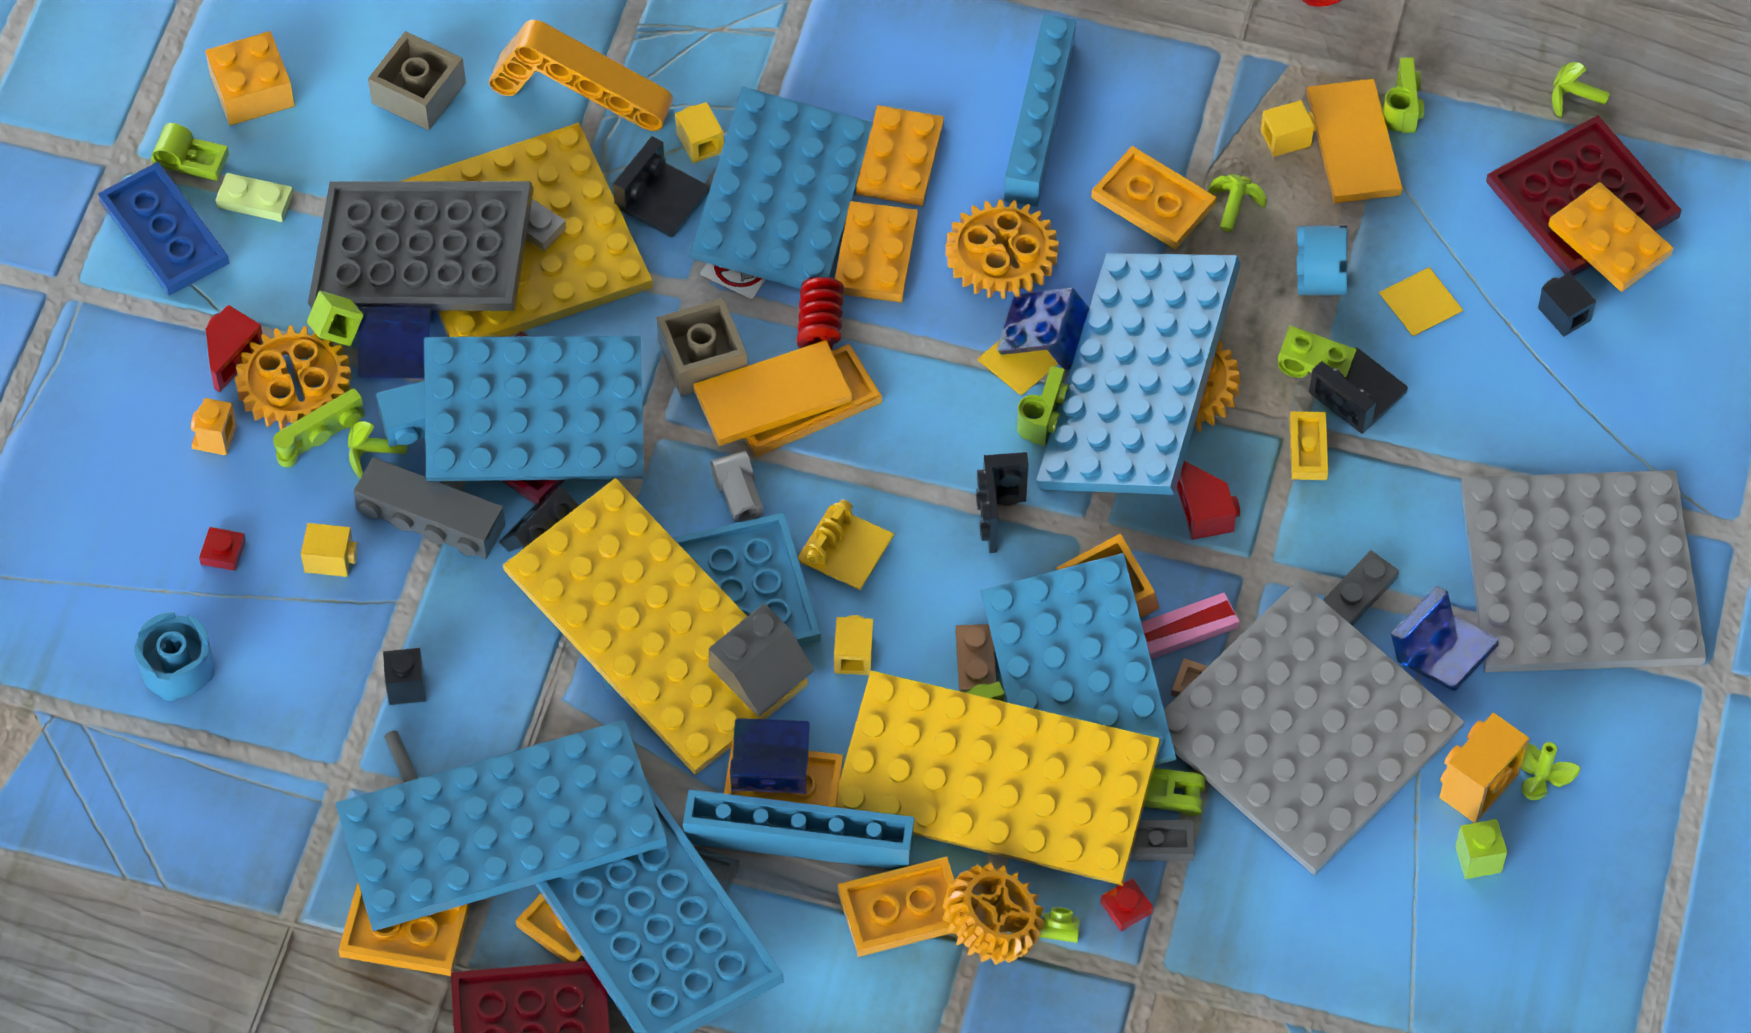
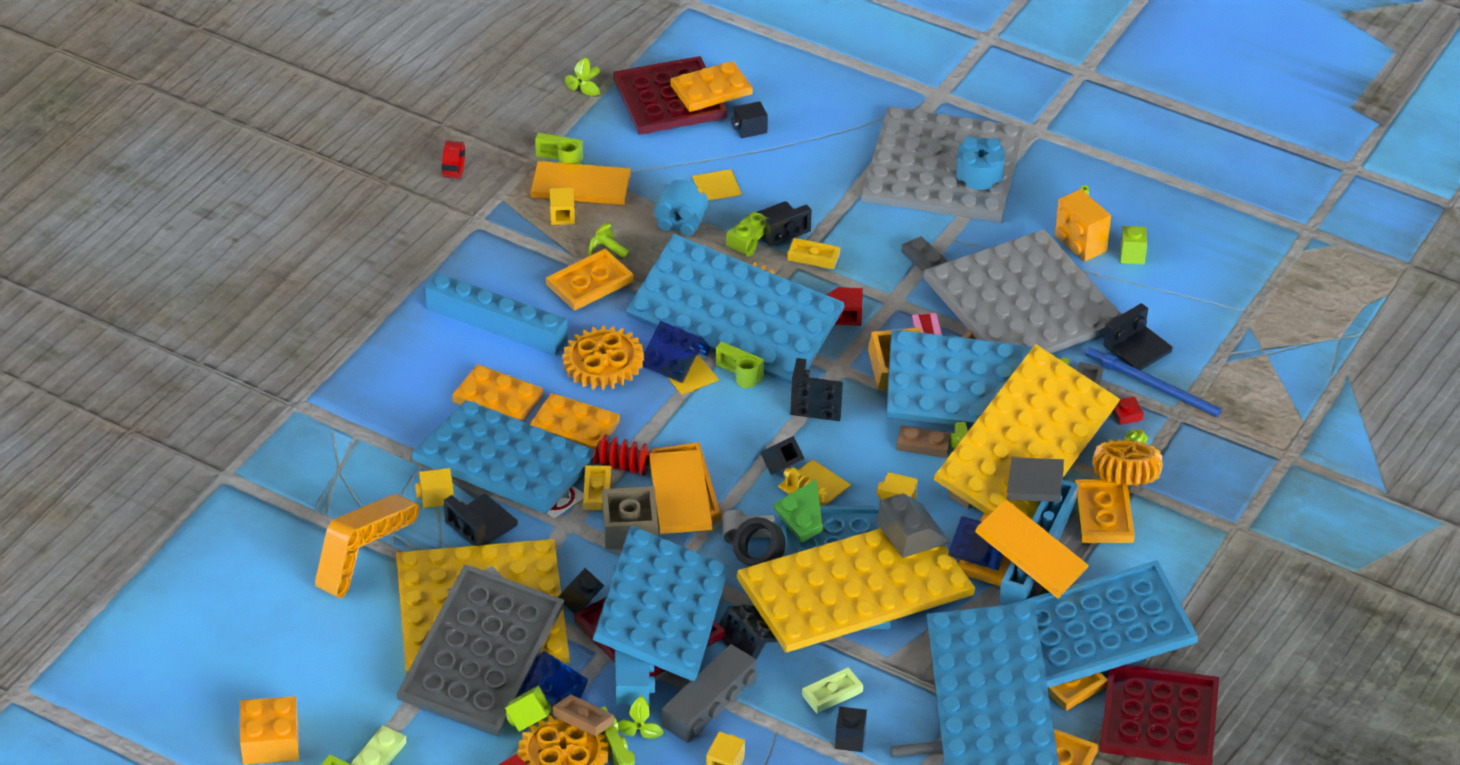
camera: 75 degrees left, 15 degrees down
(331, 374) = (583, 715): none -> medium nougat plate
(417, 80) = (322, 629): dark tan brick -> none
(473, 644) = (832, 690): none -> yellowish green plate
(554, 321) = (581, 591): none -> black brick
(695, 499) = (744, 533): none -> black tyre
(745, 808) = (1031, 548): none -> light orange tile
(760, 302) = (595, 480): none -> yellow plate
(765, 535) = (801, 511): none -> bright green wing
(871, 490) = (782, 455): none -> black brick
(895, 793) = (1035, 479): none -> dark grey tile
(1218, 867) = (1111, 362): none -> blue bar
(1270, 888) = (1133, 341): none -> black bracket
(1441, 643) = (985, 226): clear blue bracket -> none
(1564, 604) = (980, 162): none -> dark azure brick

